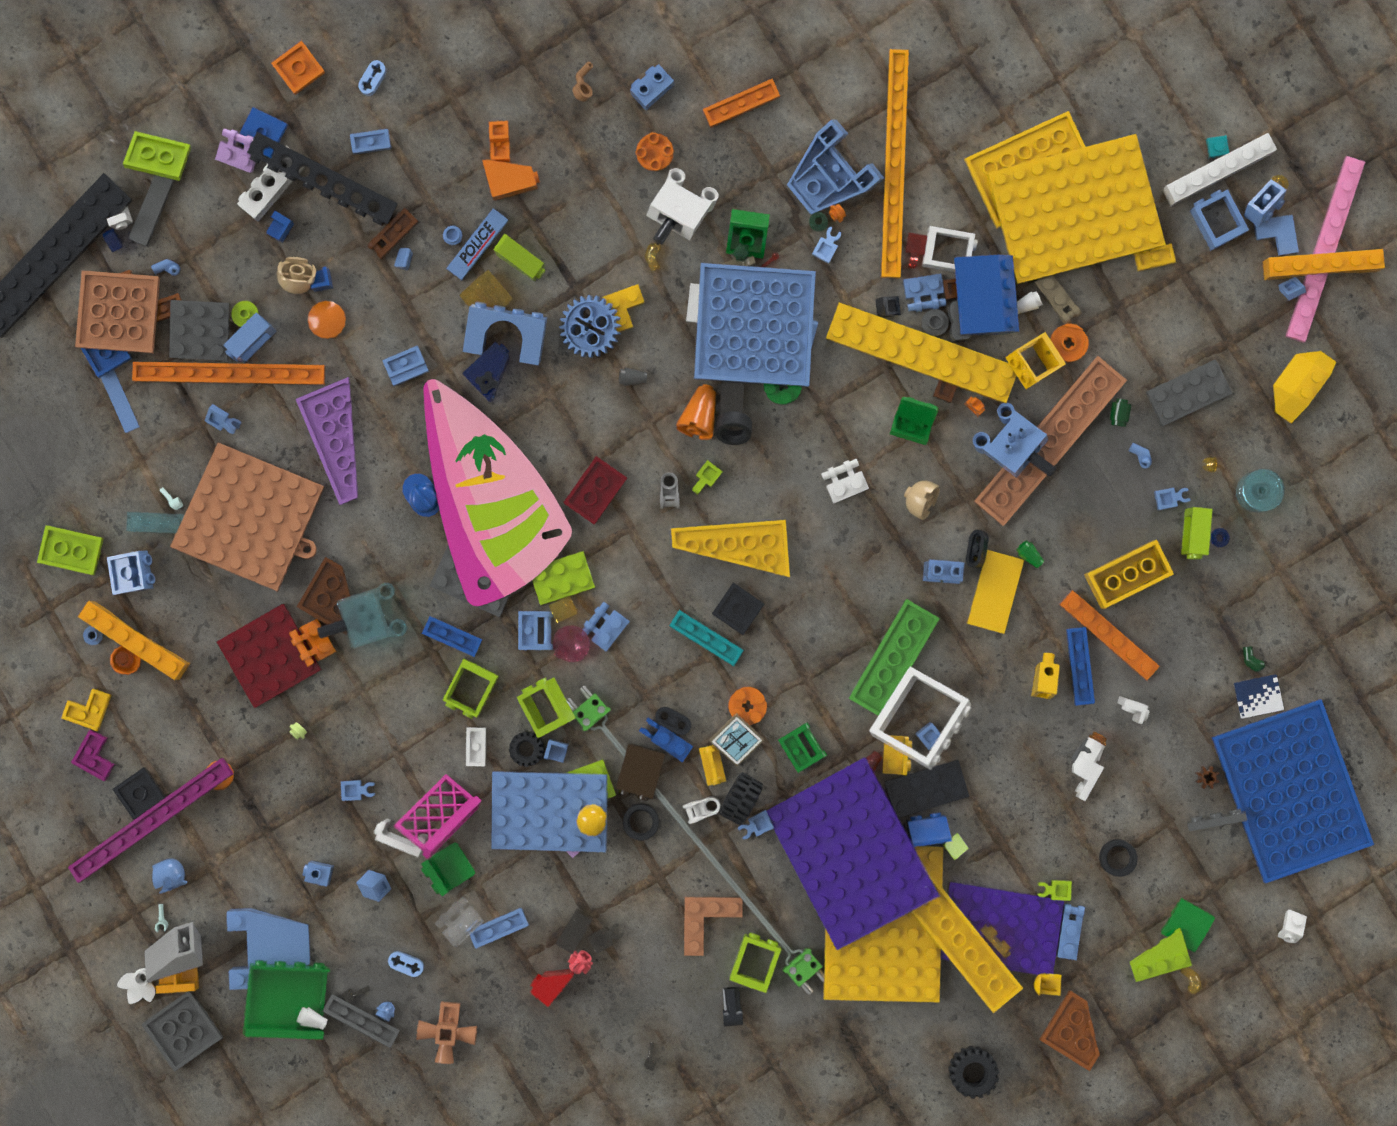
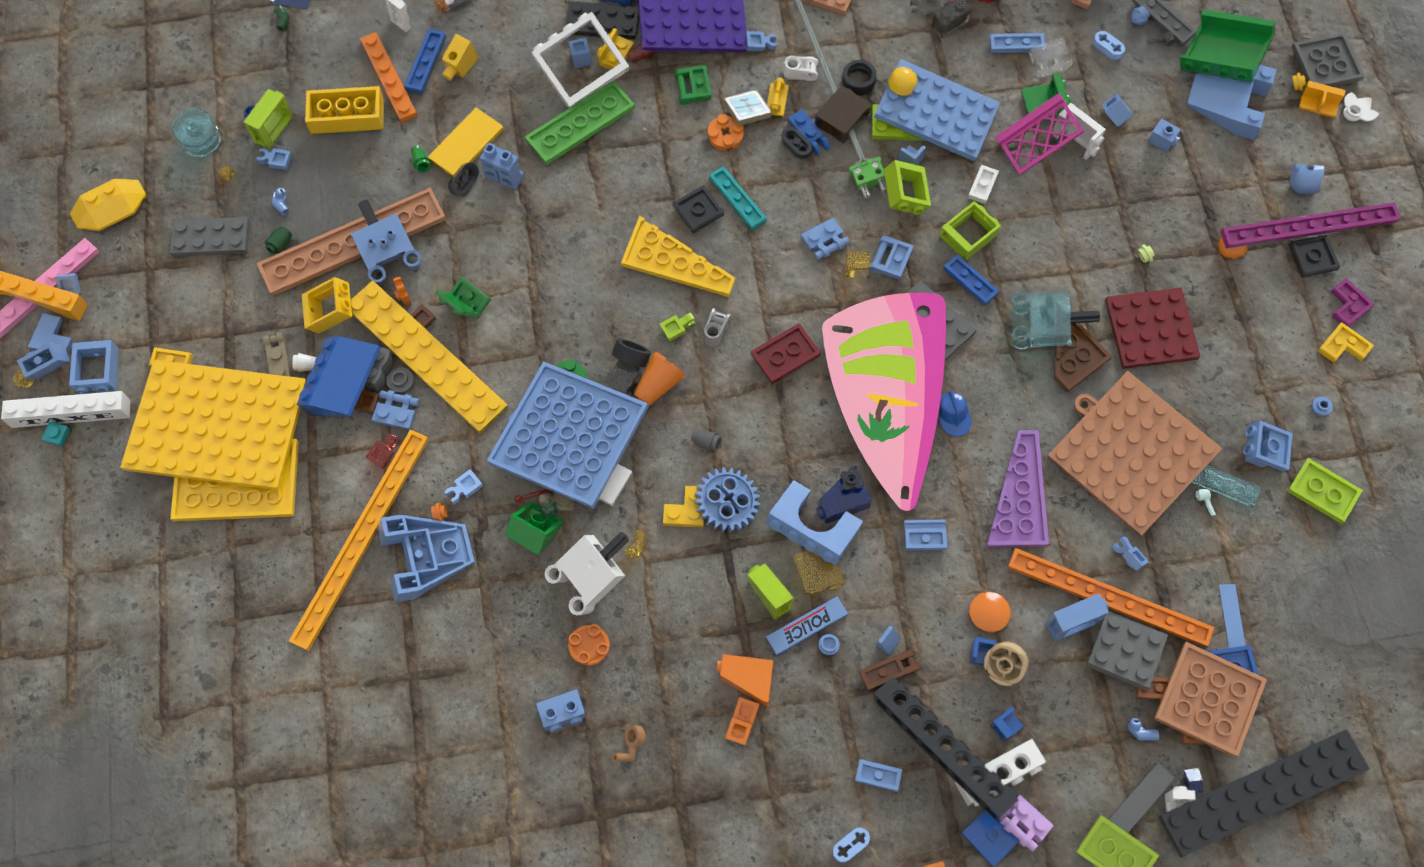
camera: 155 degrees left, 20 degrees down
(123, 634) = (1307, 410): light orange arch -> none
(124, 661) = (1296, 369): orange hair -> none
(161, 919) = (1322, 149): light aqua hand -> none
(174, 953) = (1320, 114): light grey slope -> none
(204, 992) = (1298, 82): none -> yellow plate
(243, 312) = (1073, 650): lime piece -> none
(310, 1018) = (1210, 28): white cone -> none
(319, 647) = (1104, 329): orange plate -> none
(353, 790) = (1109, 188): medium blue plate -> none
(526, 737) = (938, 157): black tyre -> none
(563, 578) = (845, 290): lime plate -> none
(571, 643) = (862, 234): clear pink dish -> none
(741, 103) = (479, 658): orange plate -> none
(741, 799) = (764, 56): black tyre -> none
(820, 227) = (461, 518): clear green plate -> none
(845, 487) = (551, 273): white plate -> none
(888, 306) = (436, 411): black slope -> none
(921, 497) = (490, 234): tan cylinder -> none
(931, 236) = (359, 456): white window -> none
(1077, 337) = (279, 318): orange plate -> none

